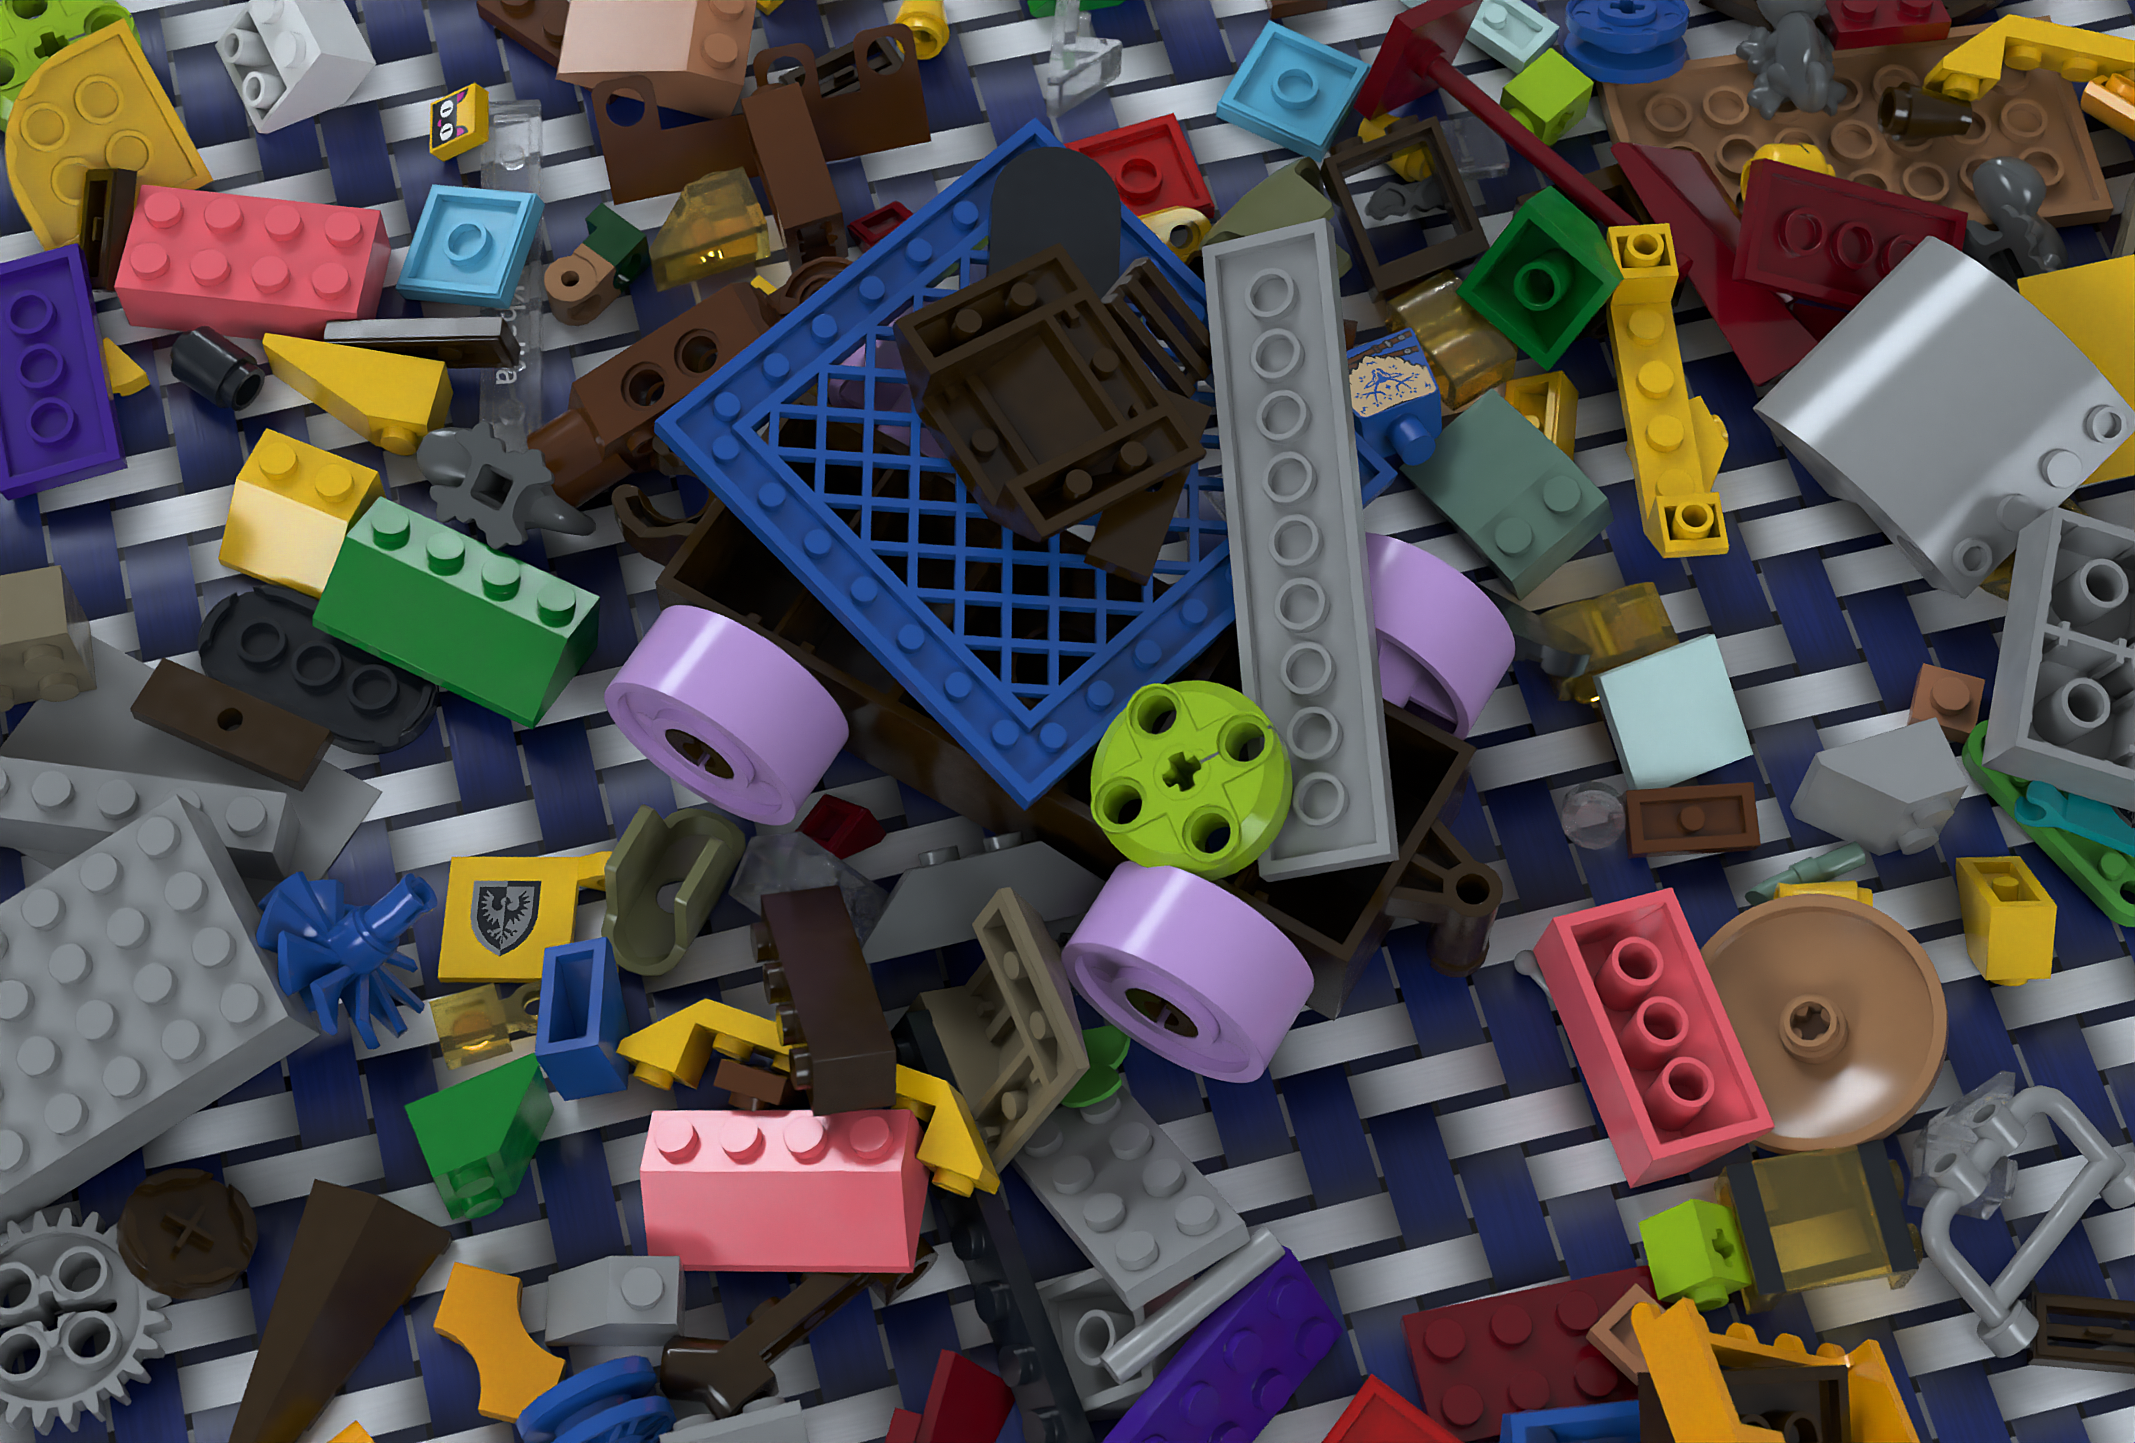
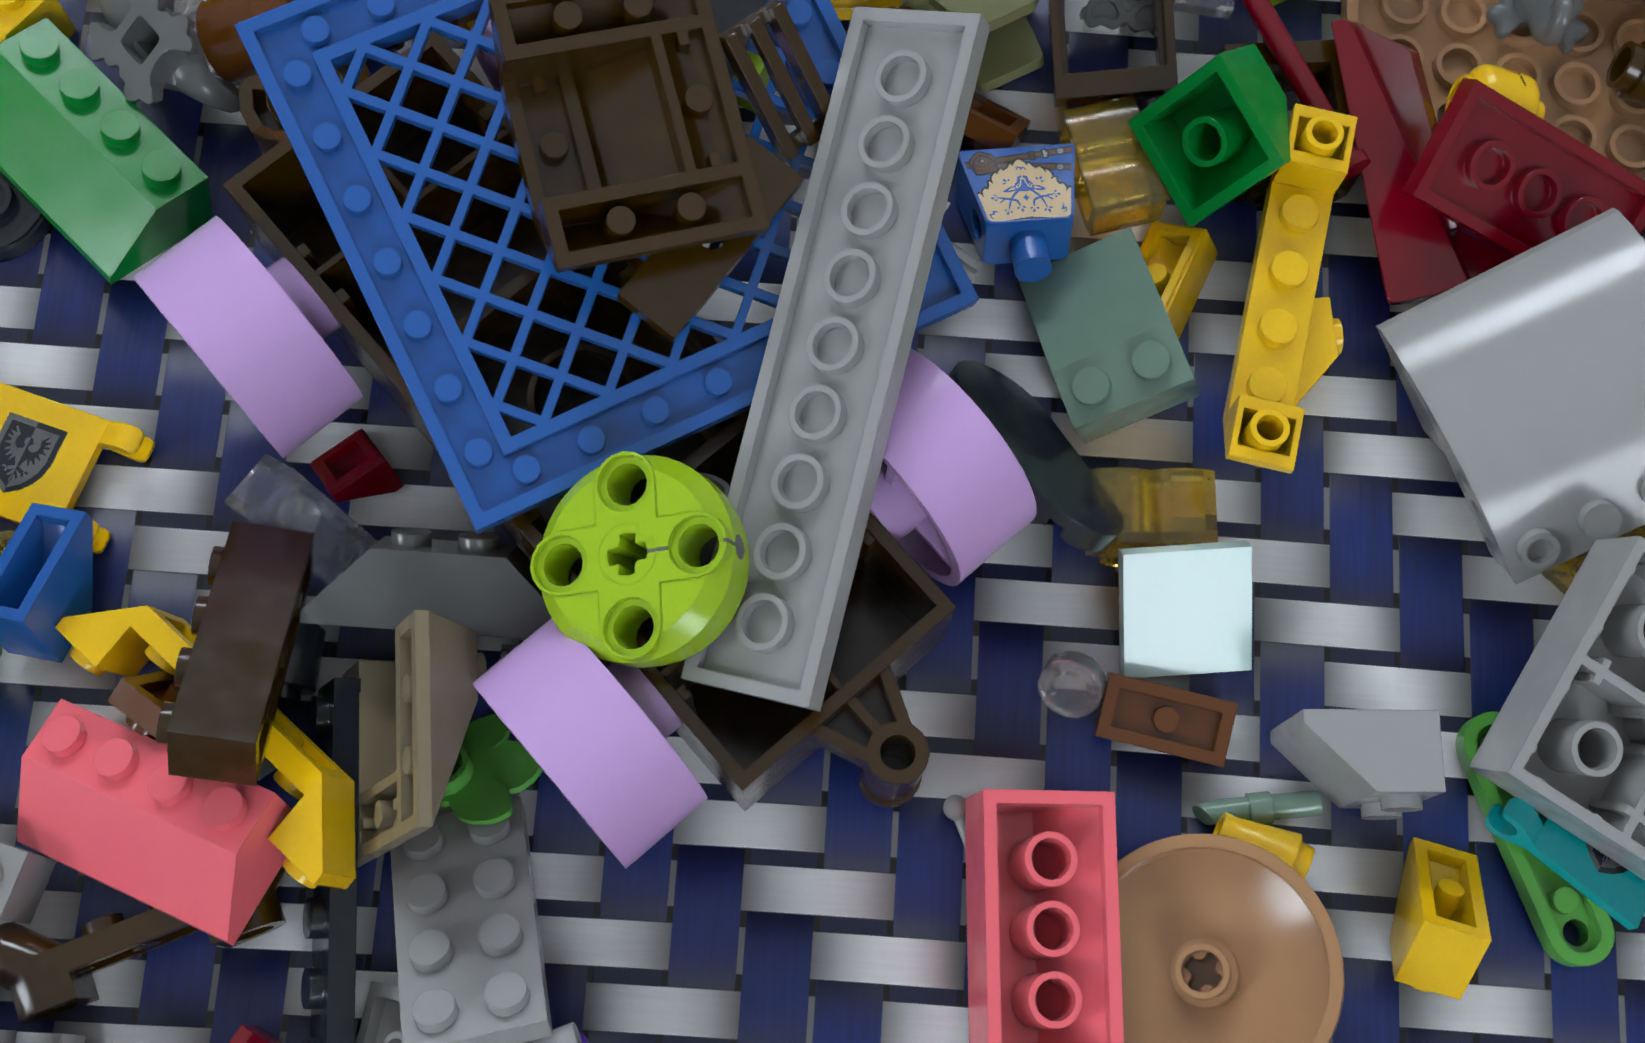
camera: 15 degrees right, 10 degrees up
(683, 847) = (172, 471): olive piece -> none
(1948, 697) = (1460, 677): nougat plate -> none

